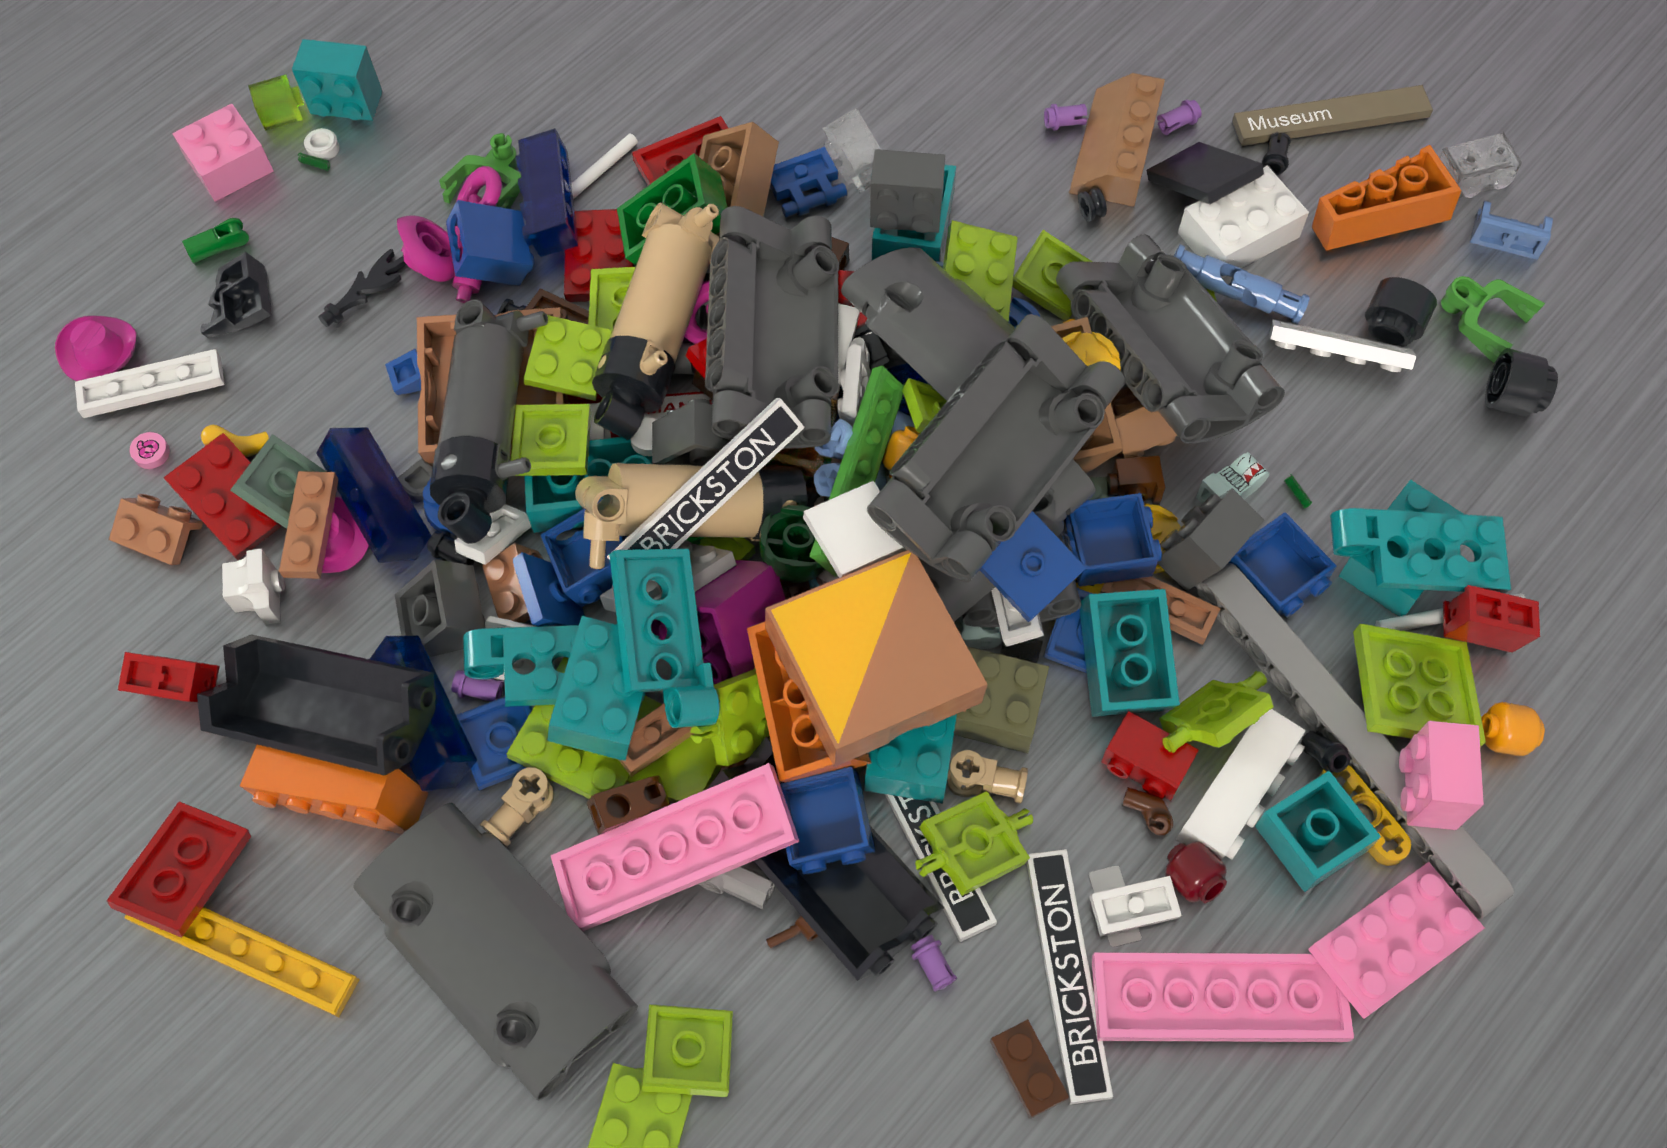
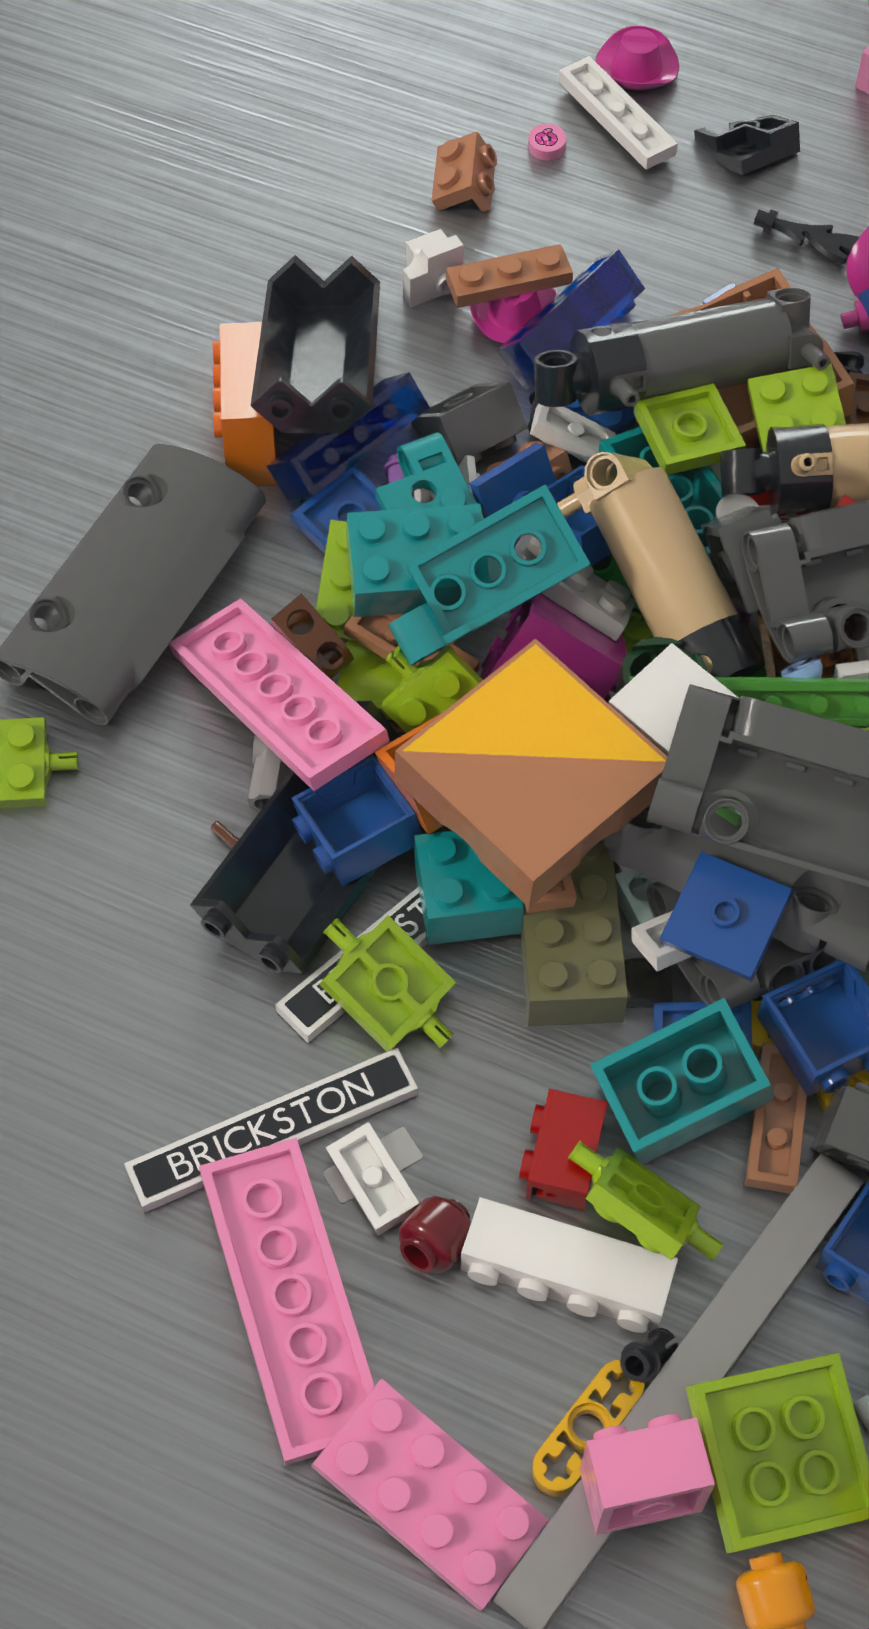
camera: 70 degrees right, 5 degrees down
(166, 677) = (308, 233): red hinge -> none
(179, 869) = (128, 315): red plate -> none
(205, 487) = (521, 209): red plate -> none
(216, 240) = (805, 100): green bar -> none
(247, 445) = (580, 199): yellow arm -> none
(265, 960) = (72, 397): yellow tile -> none
(272, 479) = (547, 223): sand green plate -> none
(519, 804) = (285, 556): tan connector -> none
(687, 1051) = (75, 778): lime tile -> none
(717, 480) = (685, 564): tile -> none
(933, 962) = (240, 984): medium lavender pin -> none
(985, 777) = (473, 979): tan connector -> none
(1029, 1069) = (152, 1114): reddish brown plate -> none
(1152, 808) = (502, 1176): reddish brown arm -> none
(1317, 831) = (533, 1360): teal brick -> none

